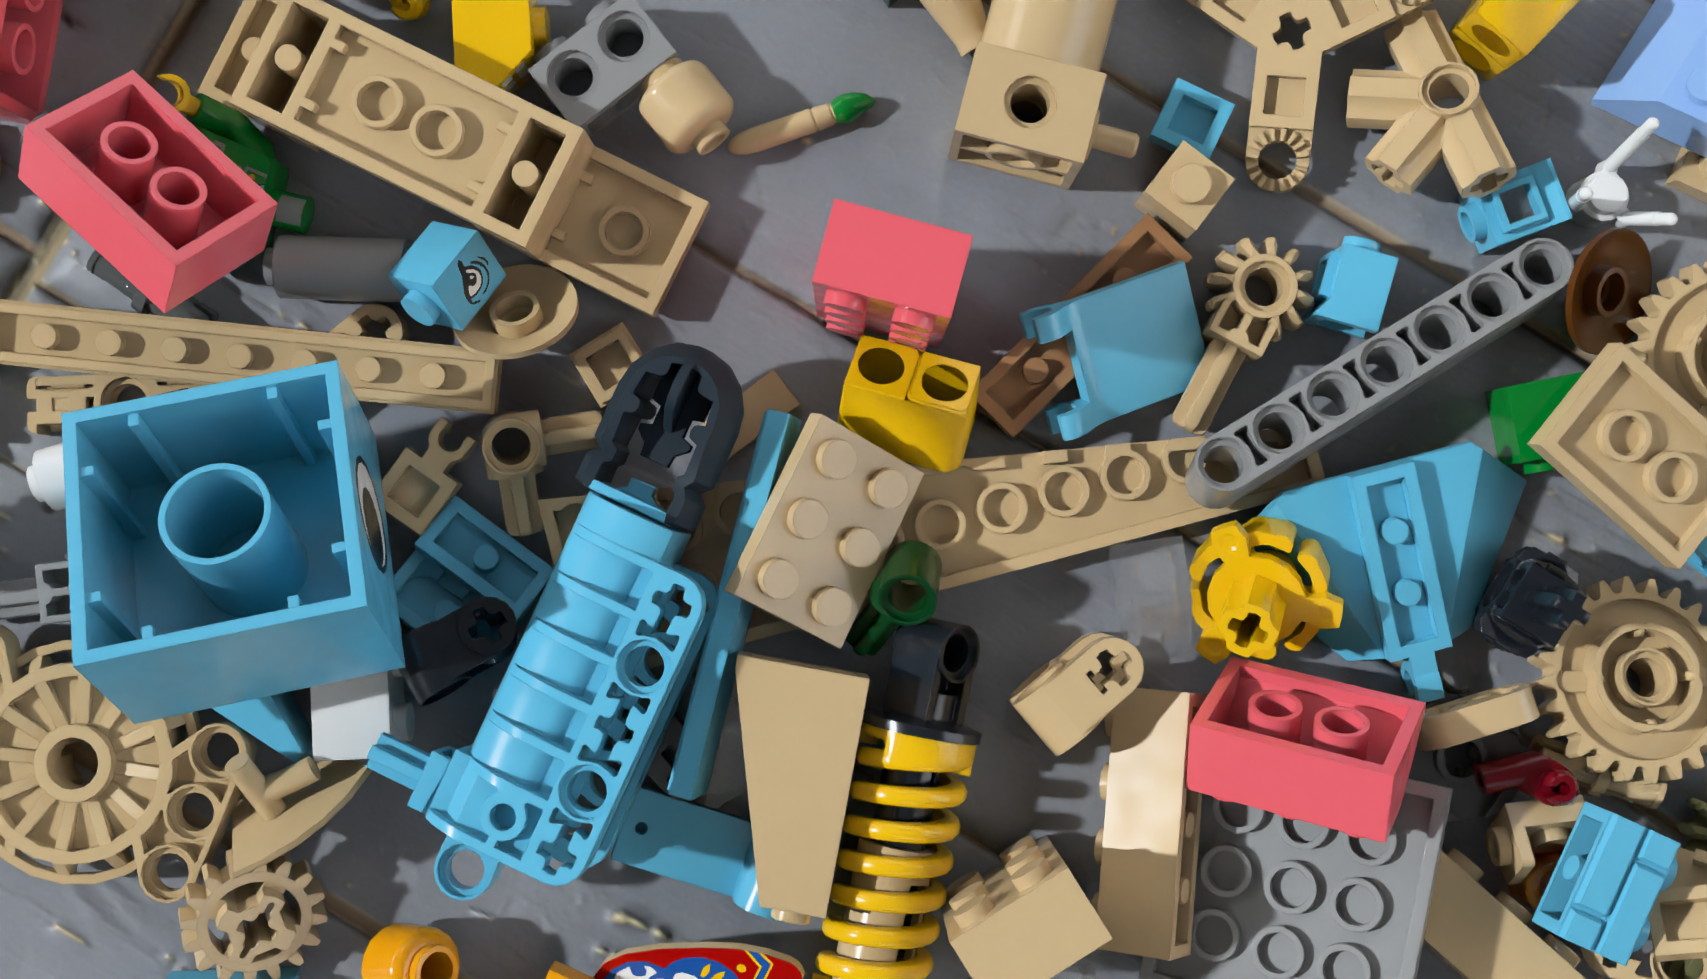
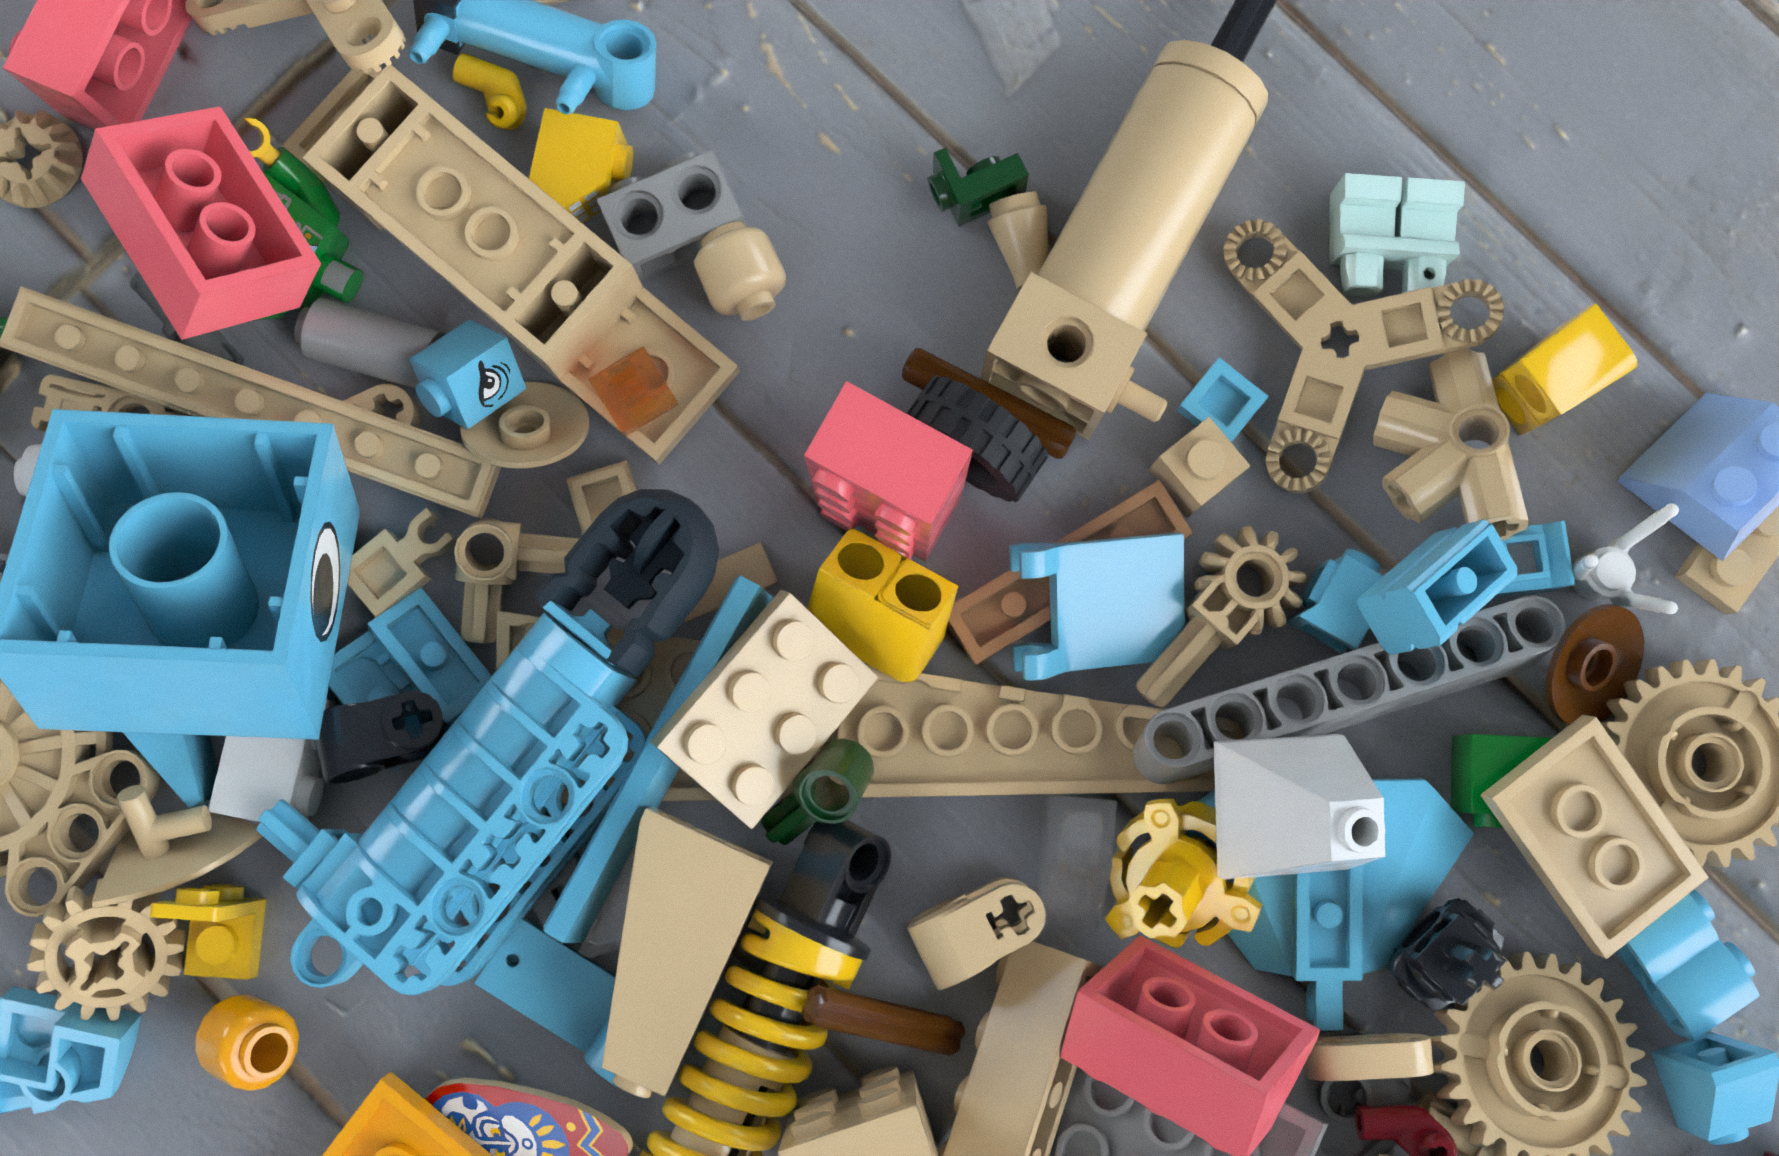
camera: 15 degrees right, 5 degrees down
(354, 868) = (222, 929): none -> yellow bracket
(614, 252) = (633, 391): none -> clear orange tile
(800, 124) = (846, 315): tan piece -> none
(962, 177) = (1051, 431): none -> reddish brown axle
(968, 206) = (1004, 449): none -> black tyre
(1010, 797) = (882, 1020): none -> reddish brown axle
(1356, 499) = (1294, 807): none -> white slope
(1443, 254) = (1437, 587): none -> medium azure brick

